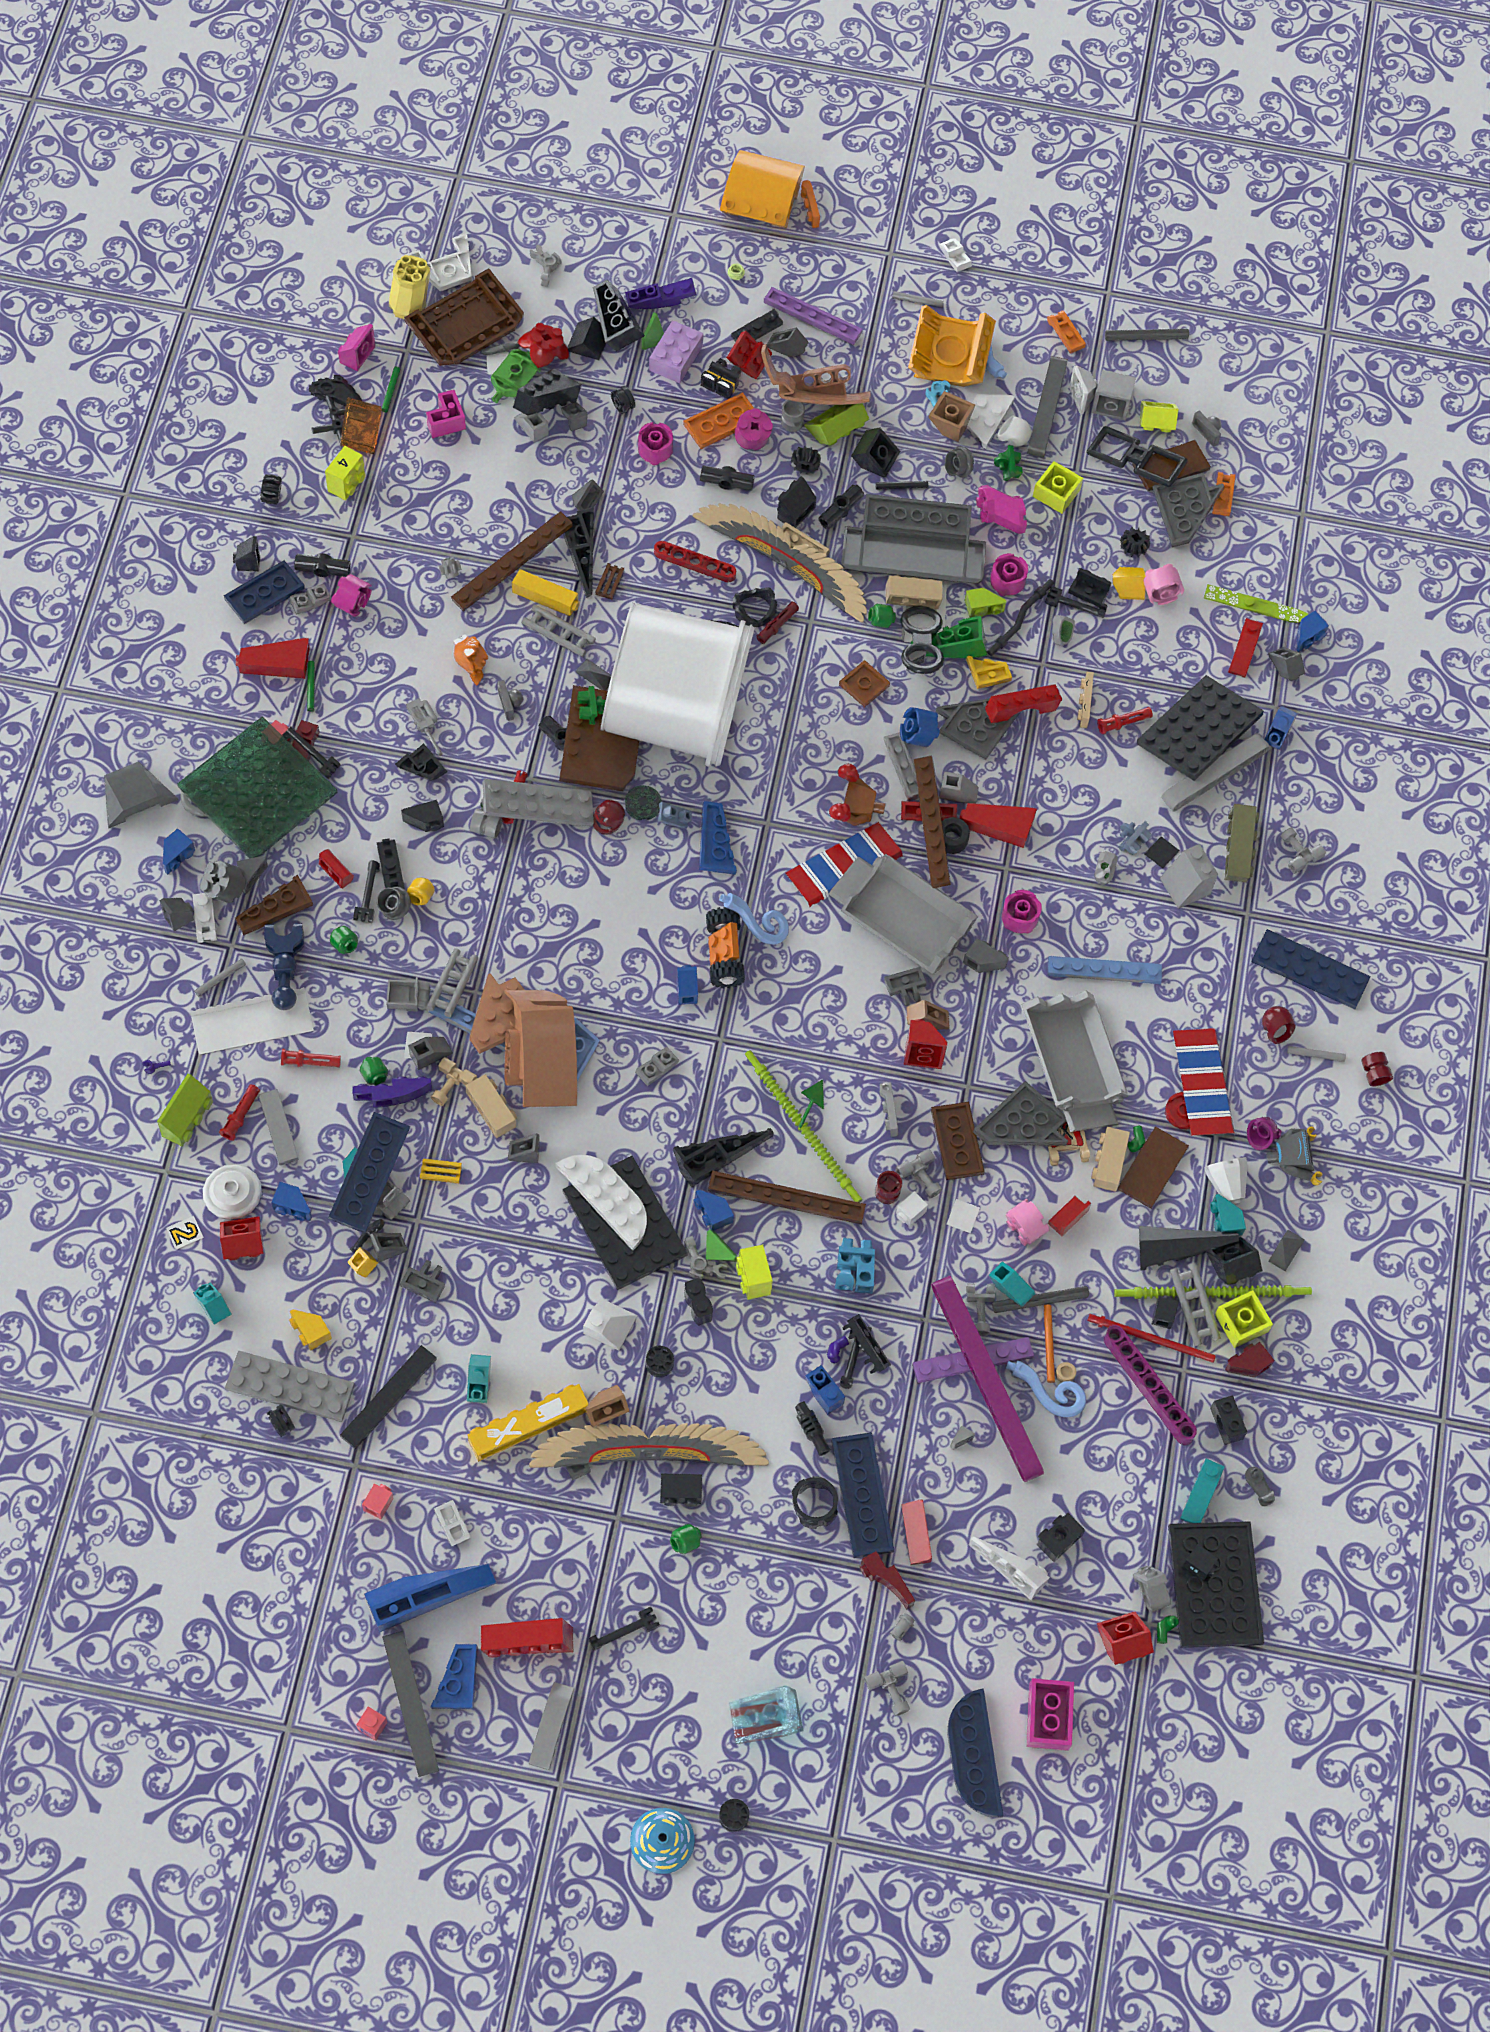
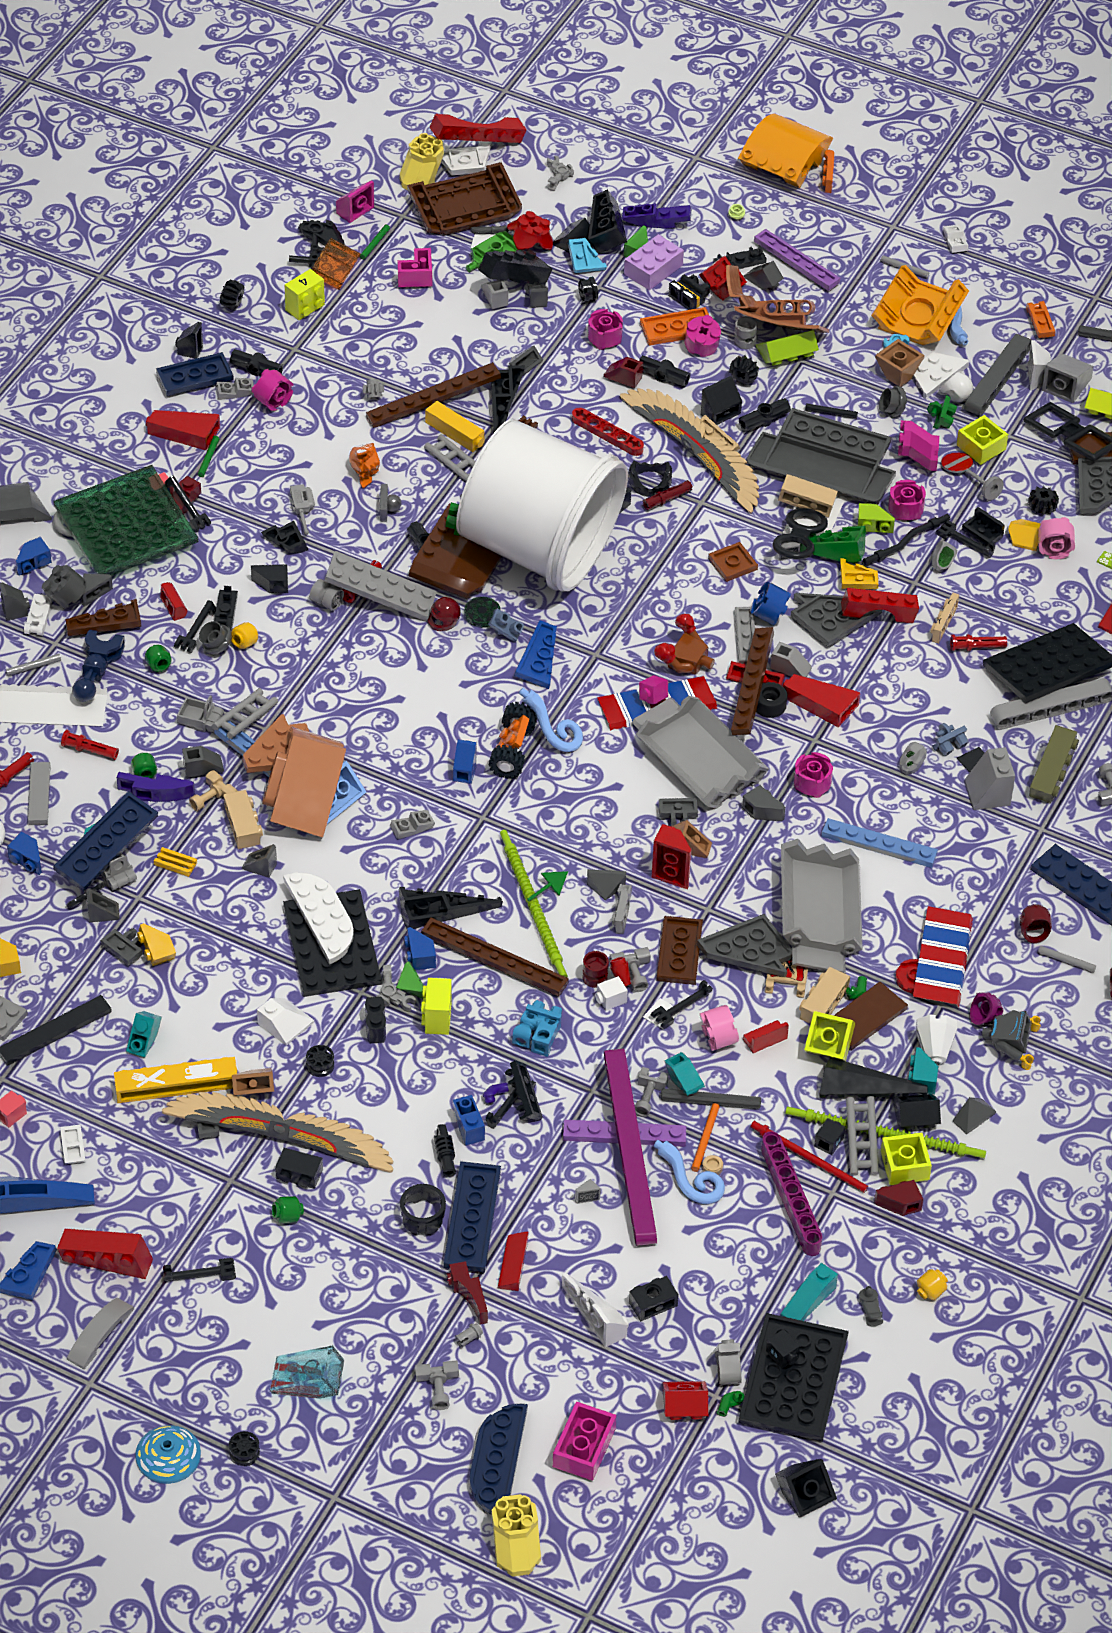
camera: 20 degrees right, 15 degrees down
(362, 1262) = (73, 917): yellow slope -> none
(431, 243) = (452, 128): none -> red arch
(459, 1276) = (157, 945): none -> yellow slope
(606, 361) = (584, 257): none -> medium azure wing
(690, 488) = (625, 371): none -> dark red slope
(840, 854) = (653, 689): none -> dark pink brick
(864, 1085) = (605, 882): none -> dark grey slope
(875, 452) = (815, 378): black slope -> none
(881, 615) = (770, 509): green head -> none
(912, 1181) = (620, 968): none -> red cone
(970, 1217) = (667, 1014): none -> black hinge
(1022, 1837) = (516, 1535): none -> light yellow brick
(1042, 517) = (961, 463): none -> light grey piece
(1133, 1205) = (829, 1036): none -> neon yellow brick
(1228, 1420) = (859, 1240): black brick -> none
(1265, 1700) = (806, 1486): none -> black slope
(1309, 1448) = (932, 1284): none -> yellow head

